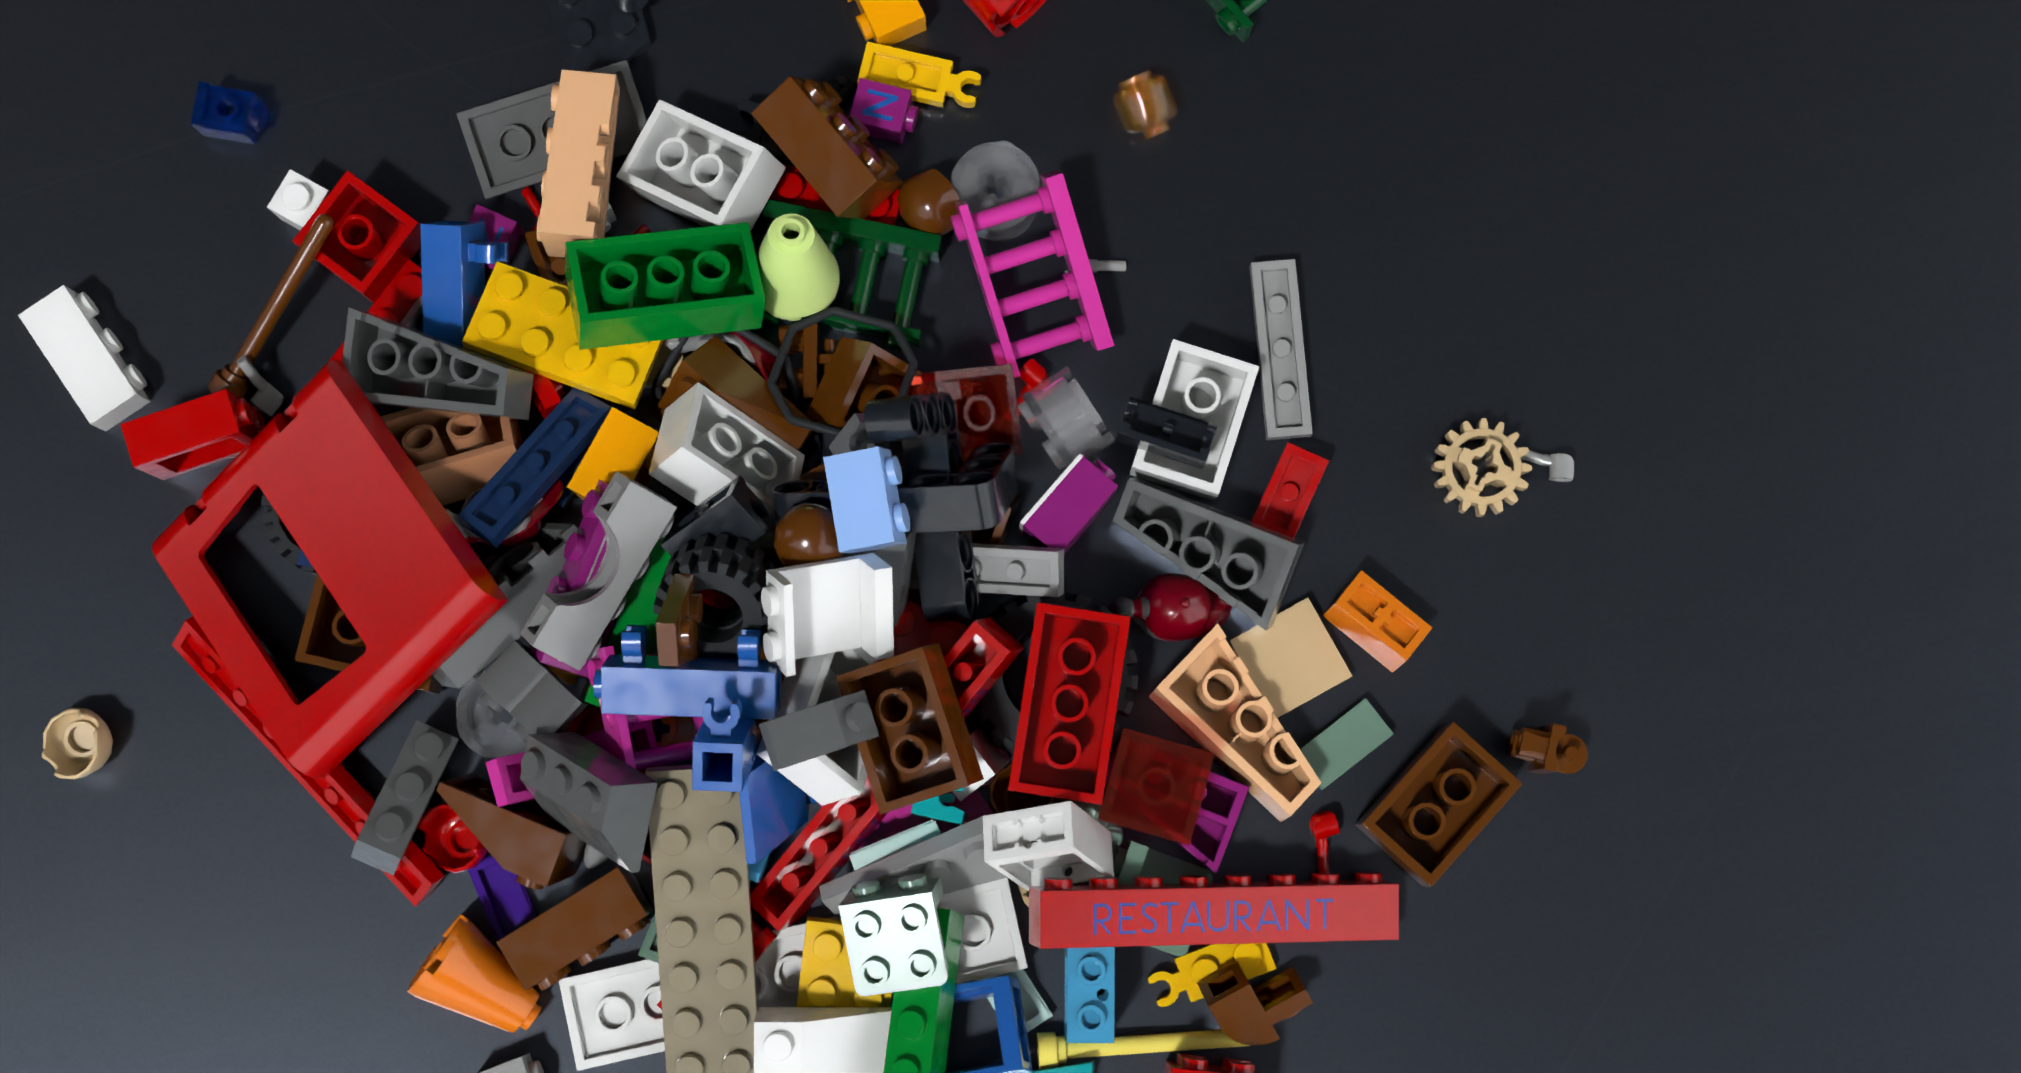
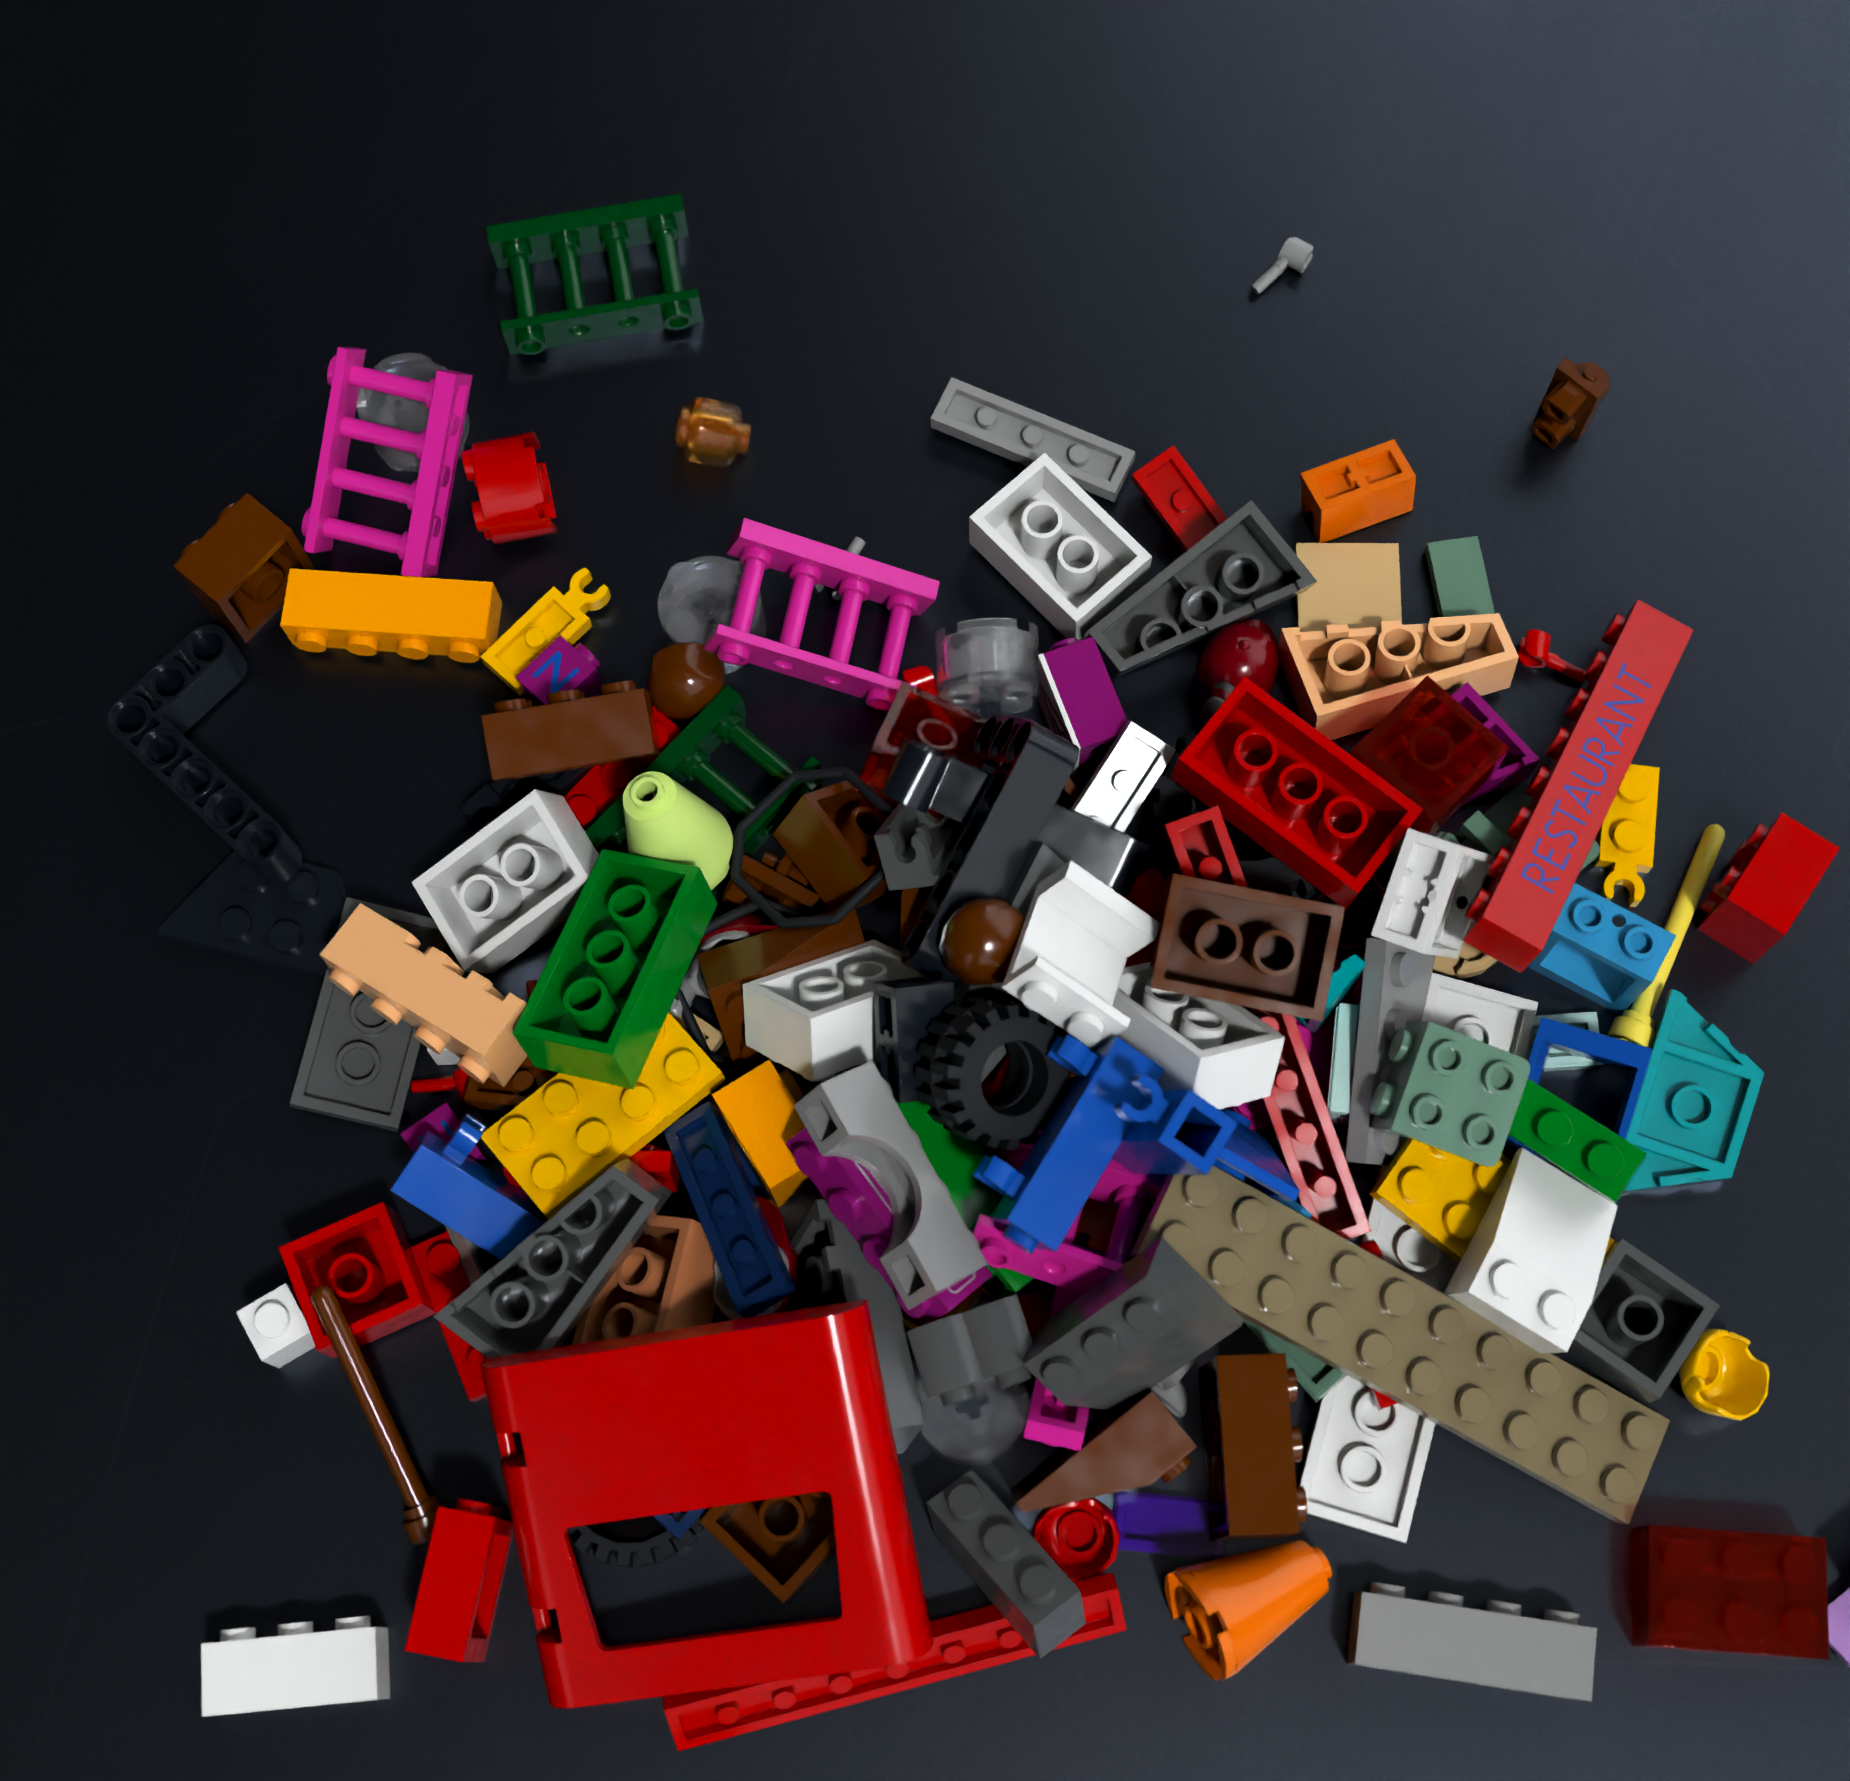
camera: 55 degrees left, 10 degrees down
(240, 126) = (130, 1377): clear blue brick -> none
(266, 397) = (463, 1484): light grey hand -> none
(678, 622) = (1013, 1101): reddish brown wing -> none
(818, 730) = (1206, 1021): dark grey slope -> none
(866, 499) = (982, 852): light blue brick -> none
(1166, 432) = (1065, 567): black hinge -> none
(1250, 1012) = (1691, 804): reddish brown brick -> none
(1438, 804) = (1574, 526): reddish brown brick -> none
(1499, 474) = (1256, 320): tan gear -> none

